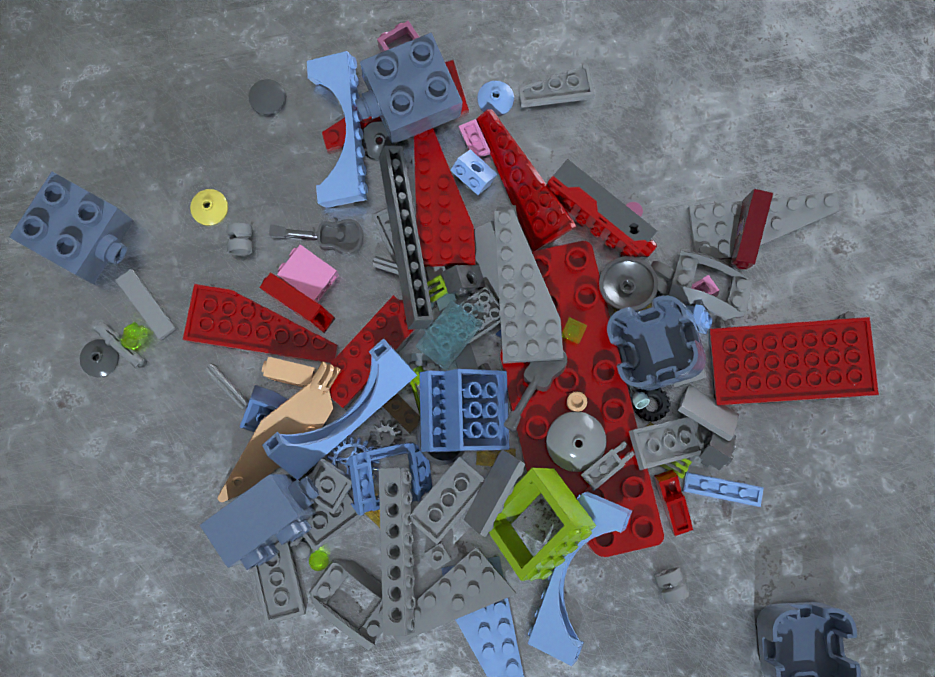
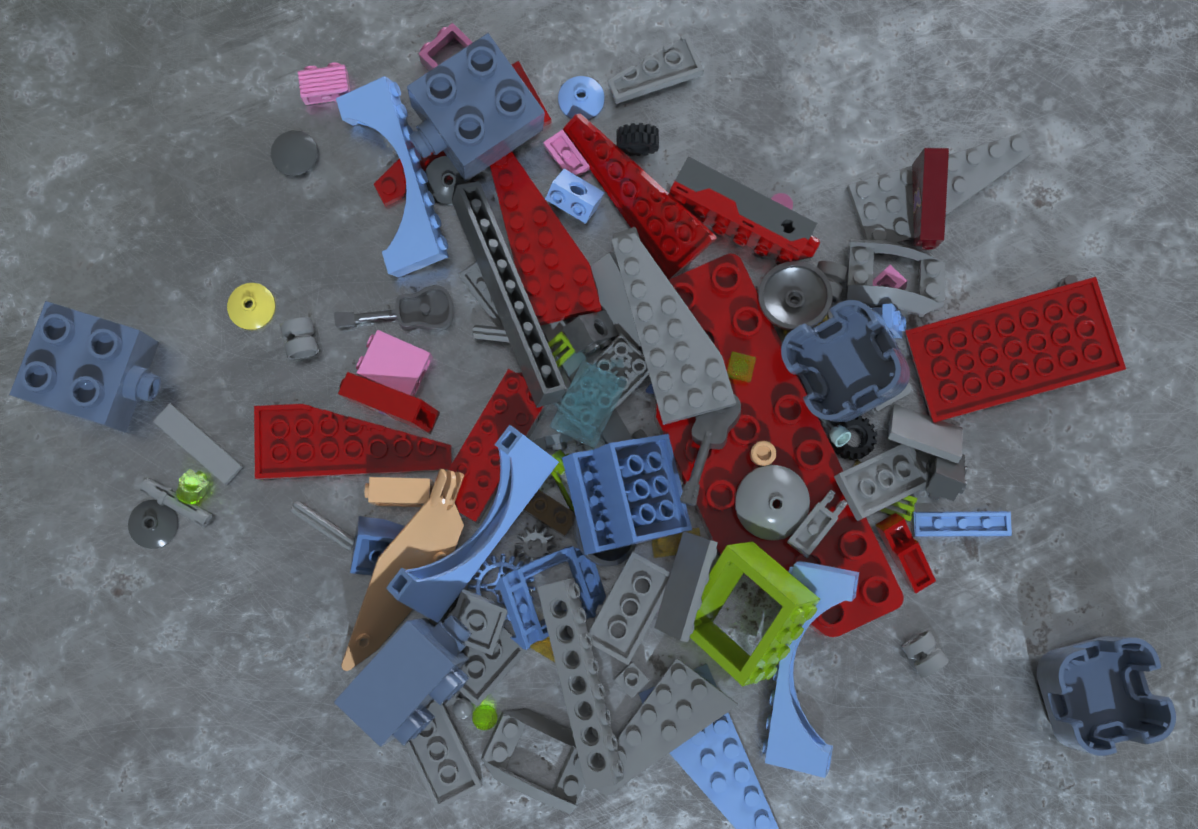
camera: 15 degrees left, 0 degrees up
(300, 48) = (323, 83): none -> bright pink brick
(532, 138) = (638, 139): none -> black tyre

